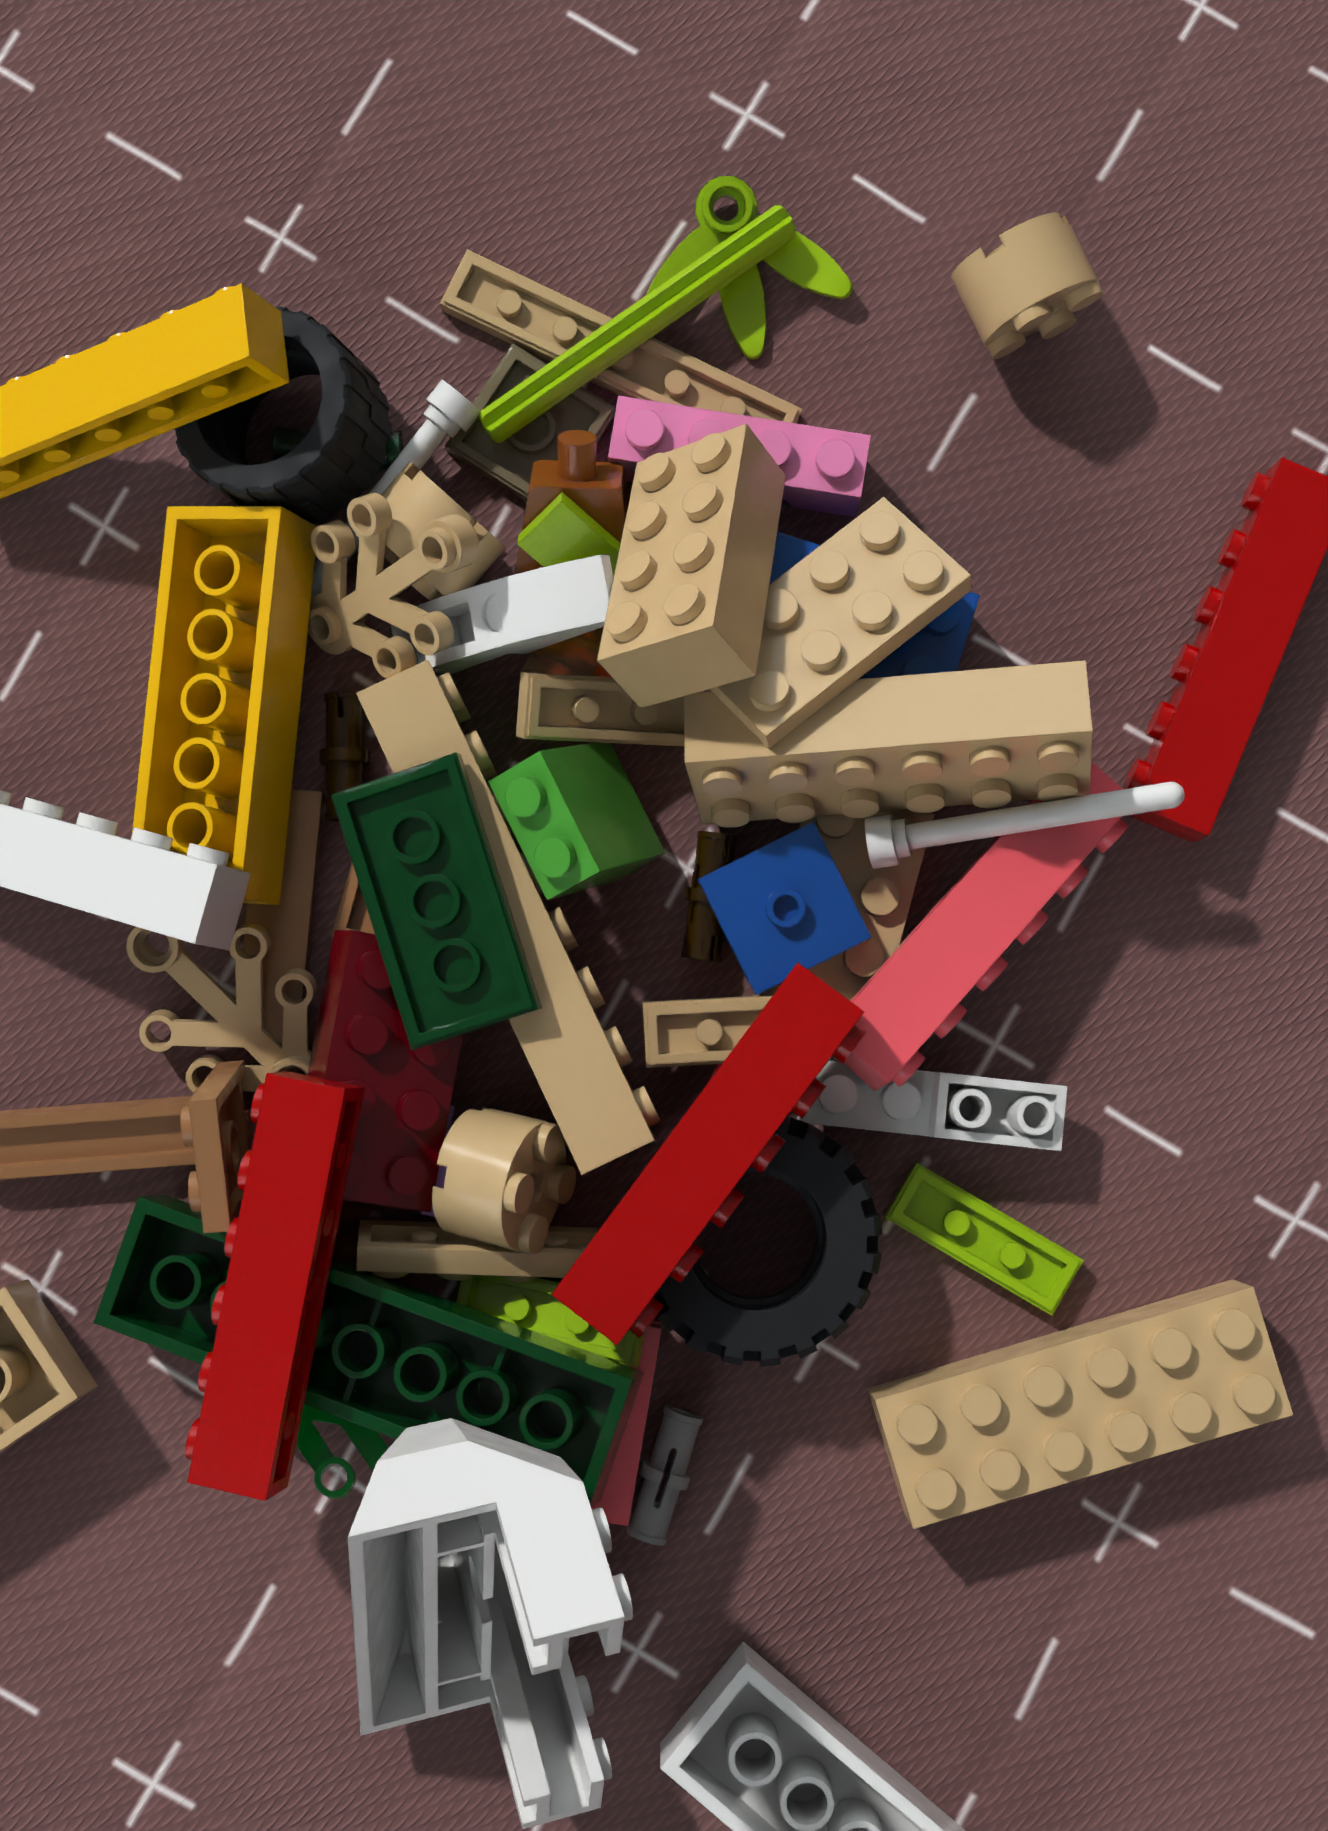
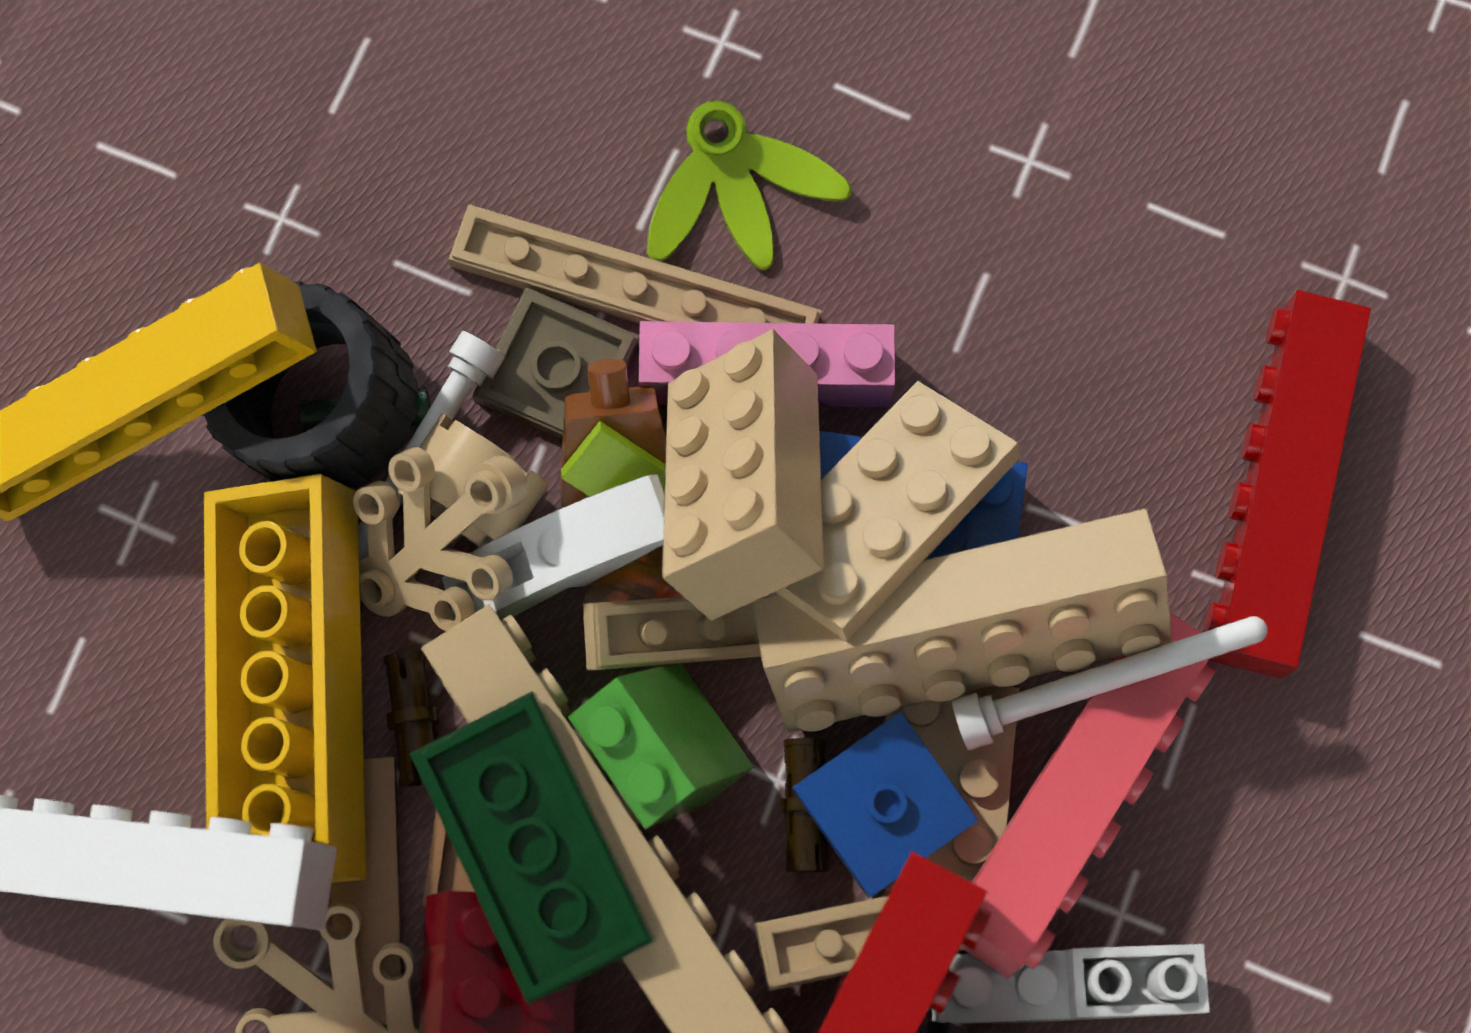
camera: 10 degrees left, 10 degrees down
(637, 324) = (645, 253): lime axle -> none
(1027, 284) = (1021, 161): tan brick -> none

